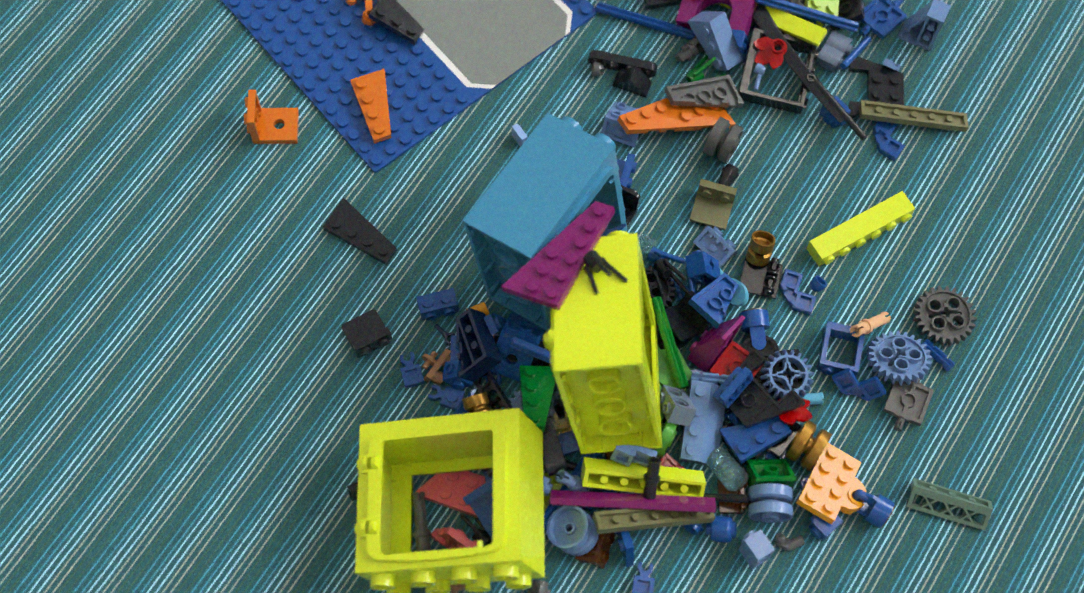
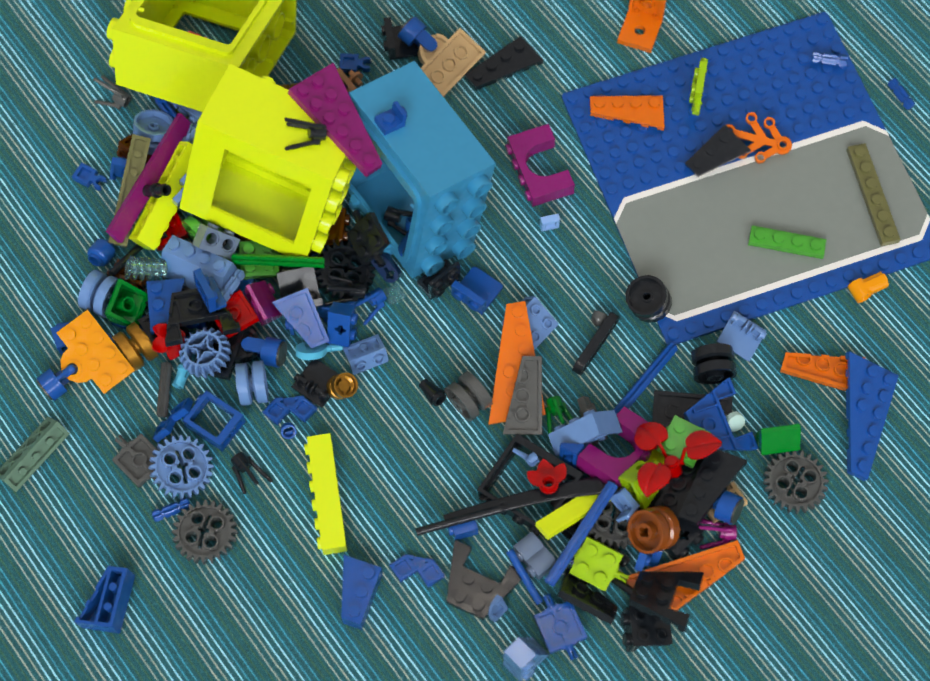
camera: 115 degrees right, 0 degrees up
(334, 46) = (697, 86): none -> lime plate
(375, 286) = (443, 59): none -> tan plate
(422, 533) = (208, 28): dark grey pin -> none
(451, 183) = (538, 188): none -> magenta arch
(546, 206) = (391, 119): none -> blue bracket
(567, 30) = (648, 298): none -> black wheel
(632, 81) = (572, 347): black slope -> none
(713, 204) = (407, 366): olive bracket -> none
(756, 548) = (68, 267): medium blue brick -> none
(785, 543) = (65, 302): dark grey arm -> none
(794, 324) = (249, 383): none -> medium blue wheel
(834, 408) = (164, 389): none -> dark grey axle
(866, 326) = (219, 442): light nougat pin -> none
(868, 309) = (243, 463): none -> black plant
(913, 116) = (427, 601): olive plate -> none
(932, 170) = (358, 590): none -> blue wedge
(1049, 367) = (109, 602): none -> blue wedge

